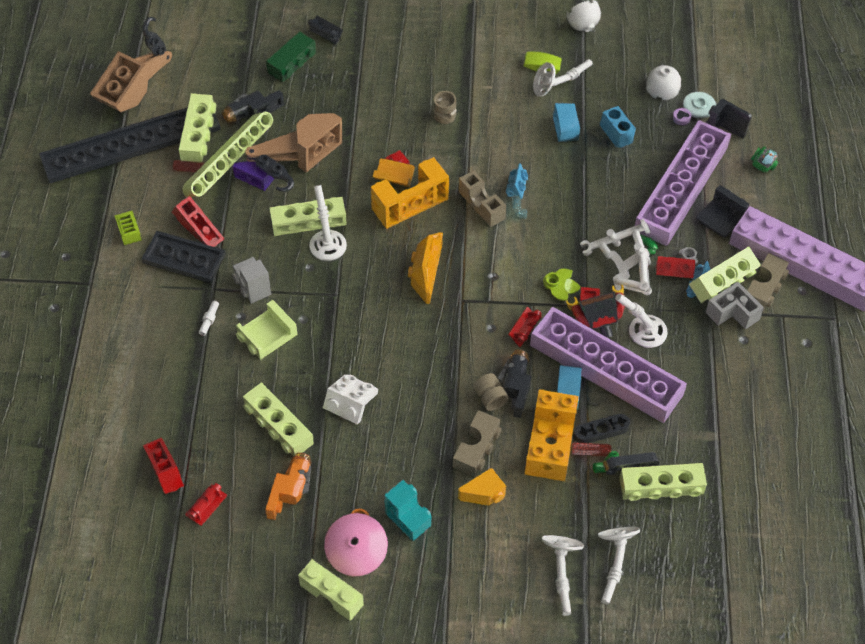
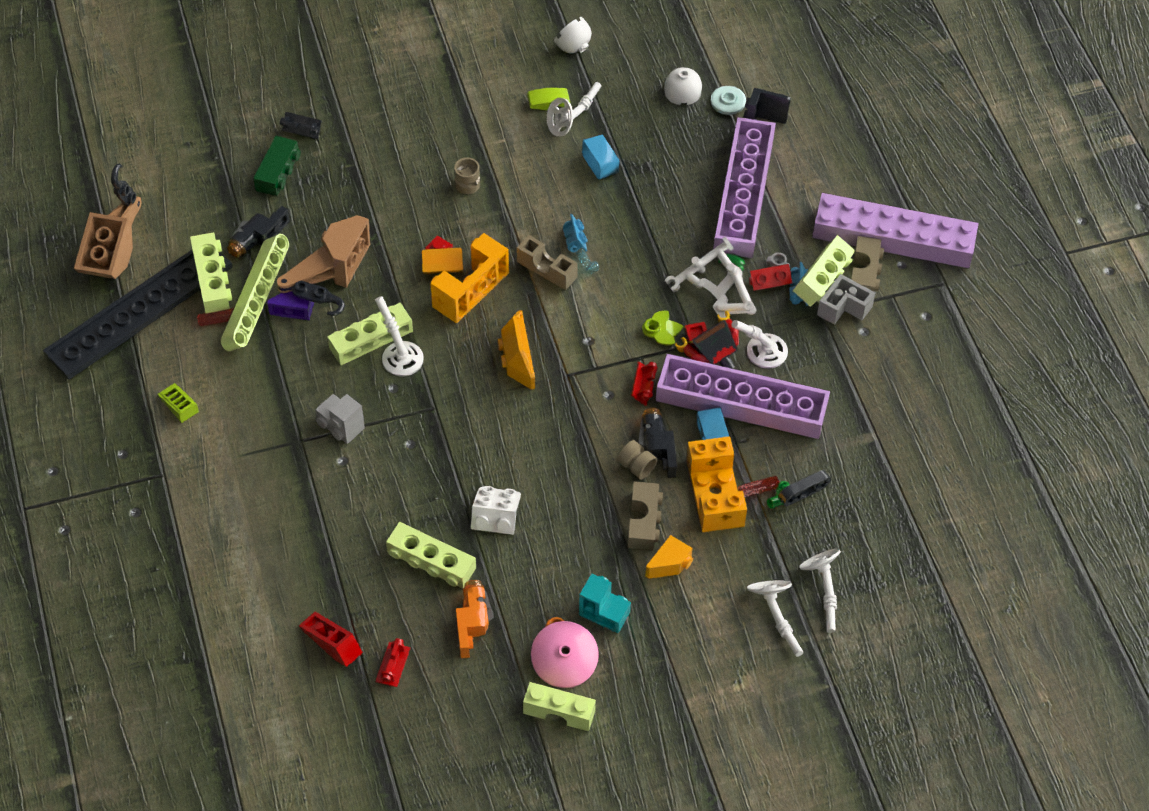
camera: 20 degrees left, 0 degrees up
(183, 256) = (254, 416): black plate -> none
(196, 222) = (253, 375): red slope -> none
(208, 318) = (310, 472): white bar -> none
(267, 331) = (379, 467): yellowish green panel -> none
(595, 435) = (765, 455): black beam -> none
(616, 116) = (651, 153): dark azure piece -> none
(670, 474) = (846, 487): yellowish green brick -> none
(681, 116) = (715, 117): lavender tile -> none
(723, 212) = (796, 206): black bracket -> none
(764, 159) = (816, 140): head -> none

